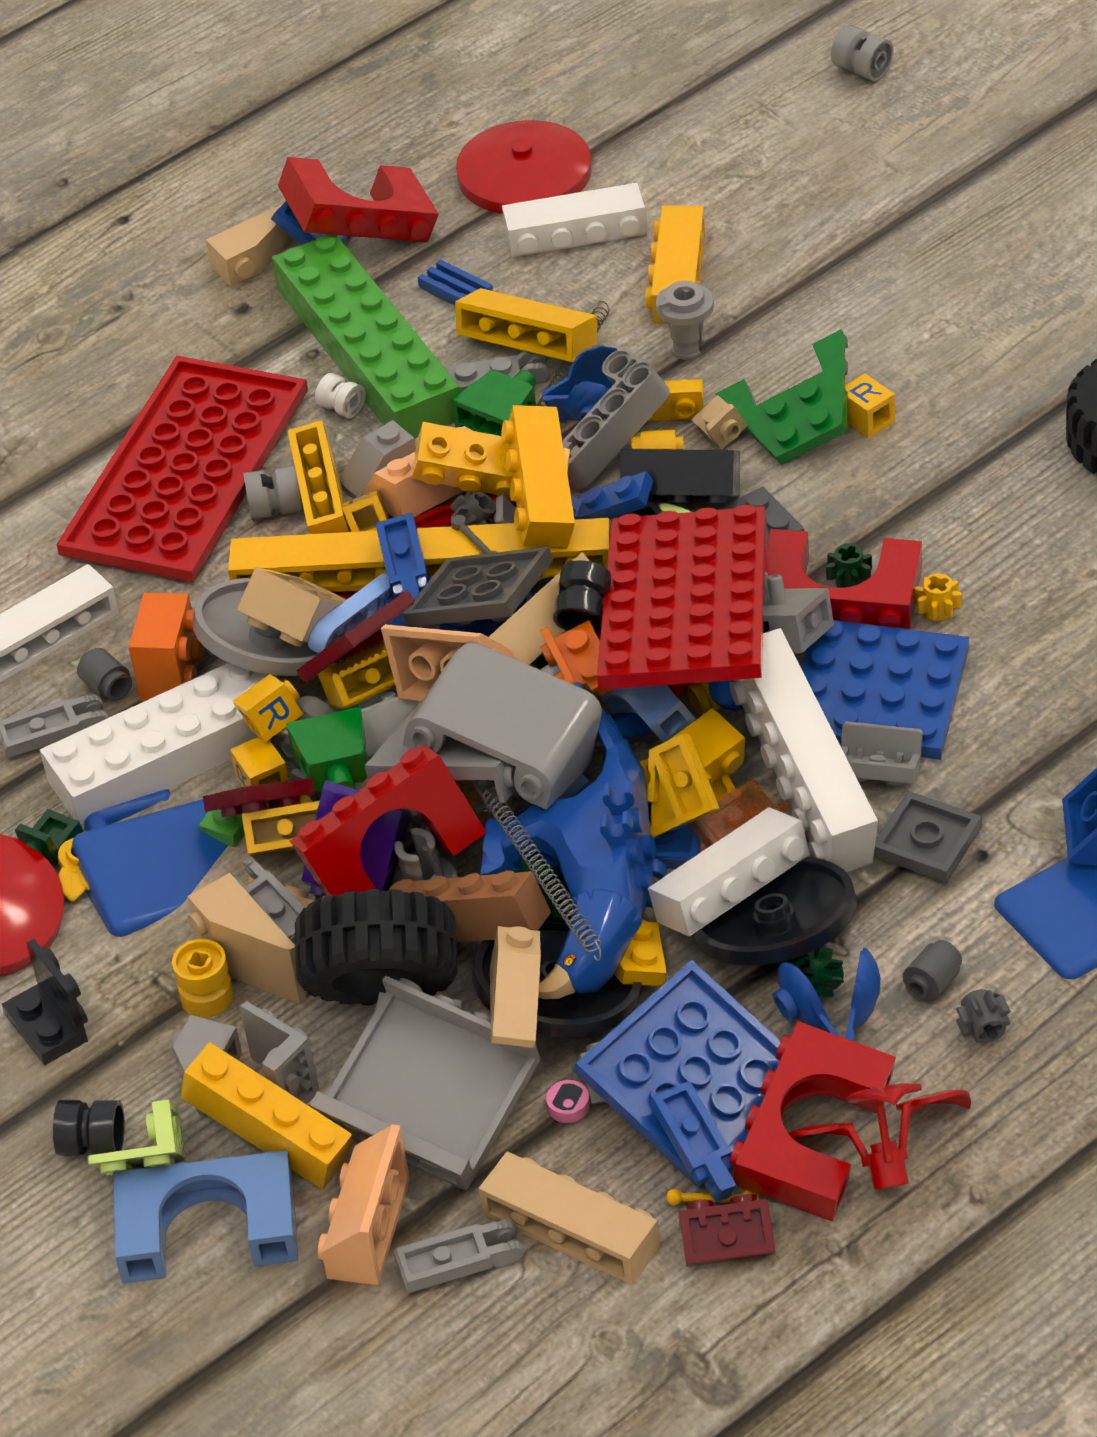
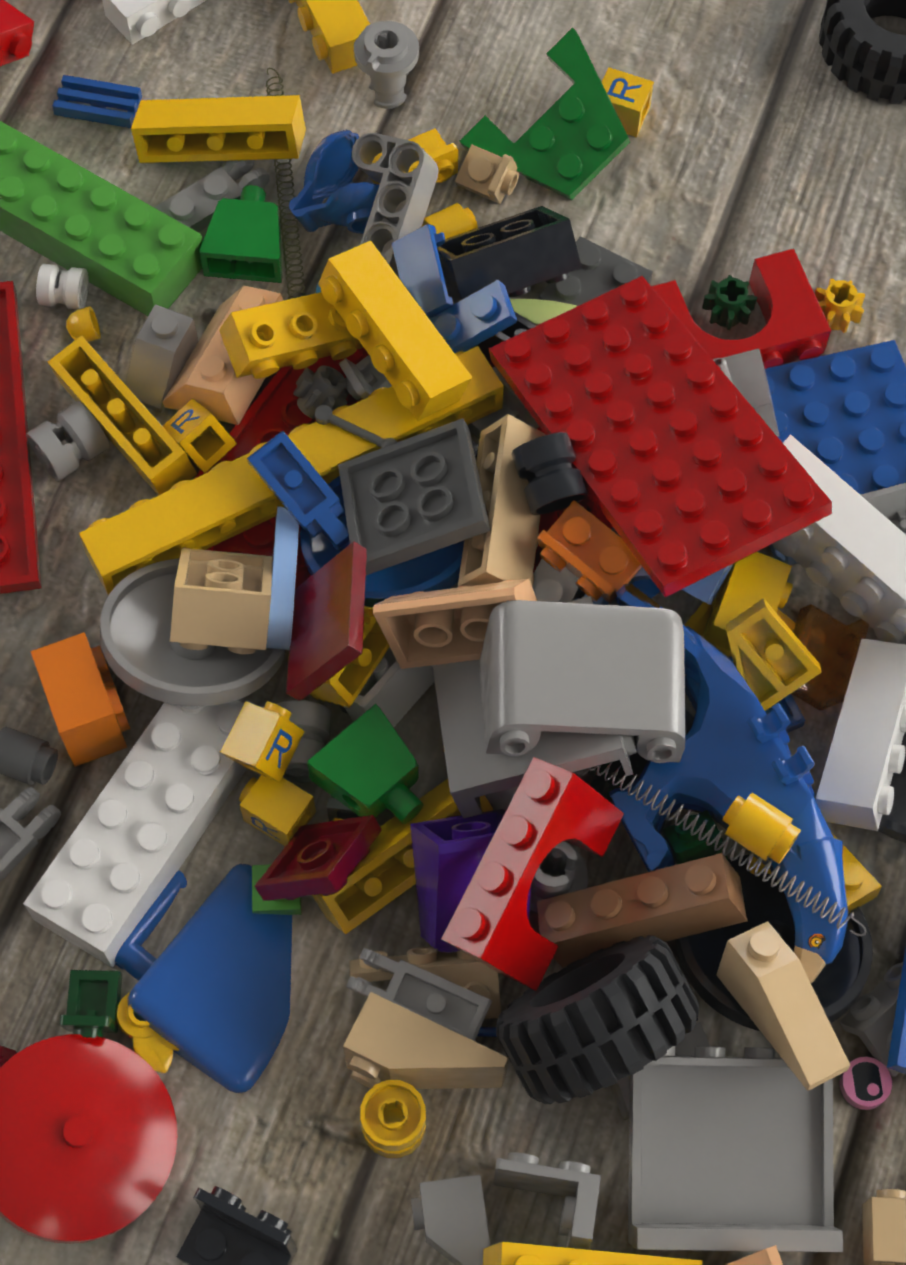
camera: 35 degrees left, 20 degrees up
(340, 426) = (83, 323): none -> yellow hinge
(567, 860) = (760, 827): none -> yellow brick
(603, 456) = (422, 270): none -> hinge

